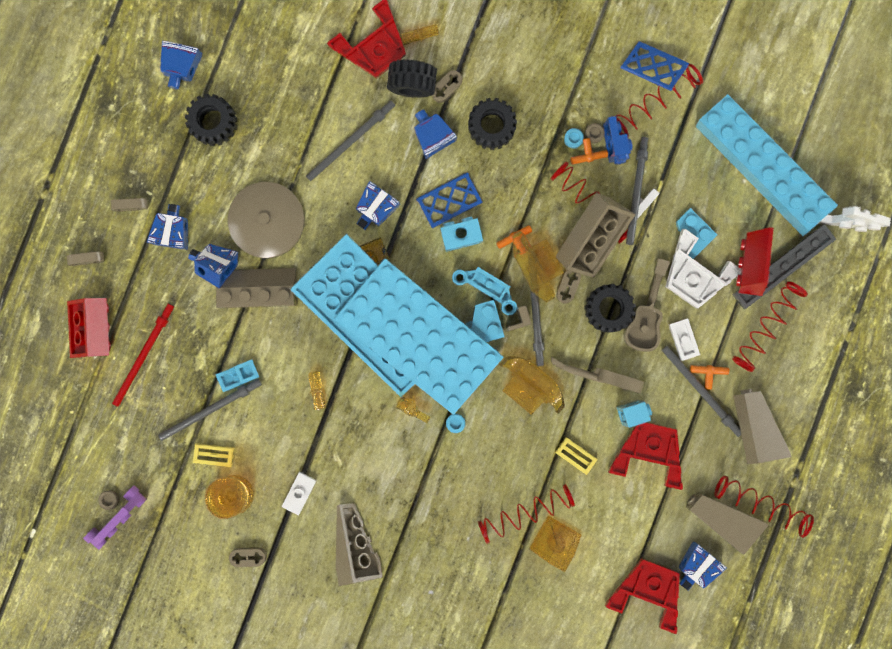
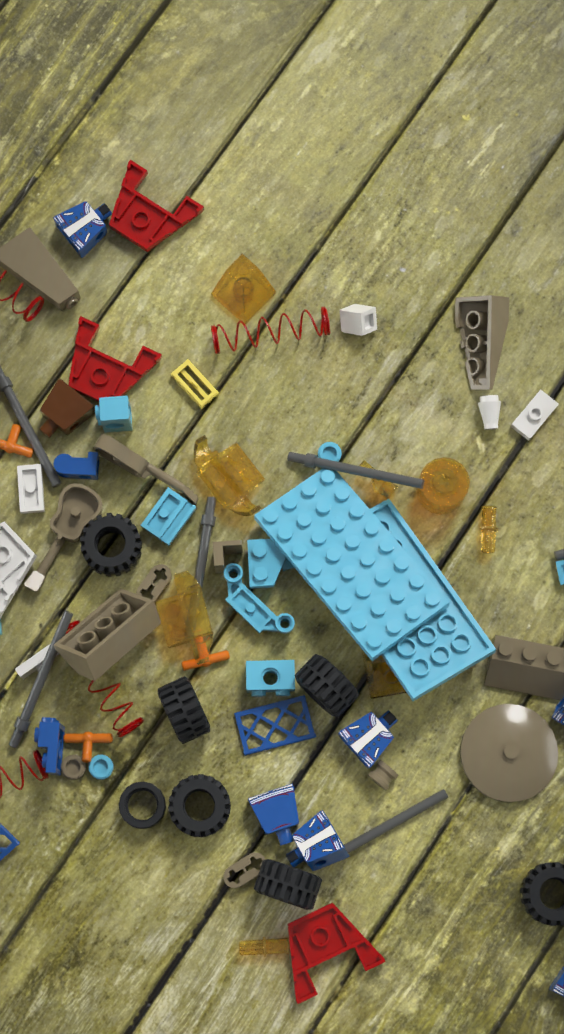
camera: 170 degrees left, 10 degrees down
(335, 487) = (490, 410): none -> white cone
(358, 179) = (383, 775): none -> dark tan wheel
(361, 404) = (436, 497): none -> clear yellow wheel
(396, 116) = (317, 844): none -> blue torso
(416, 234) = (326, 685): none -> black tyre
(457, 540) = (358, 319): none -> white panel
(467, 413) = (312, 461): none -> dark grey bar
(521, 190) = (183, 710): none -> black tyre
(535, 101) = (124, 800): none -> black tyre
(570, 342) = (168, 516): none -> medium azure plate
(660, 364) = (78, 468): none -> blue leg
(675, 409) = (64, 410): none -> reddish brown torso

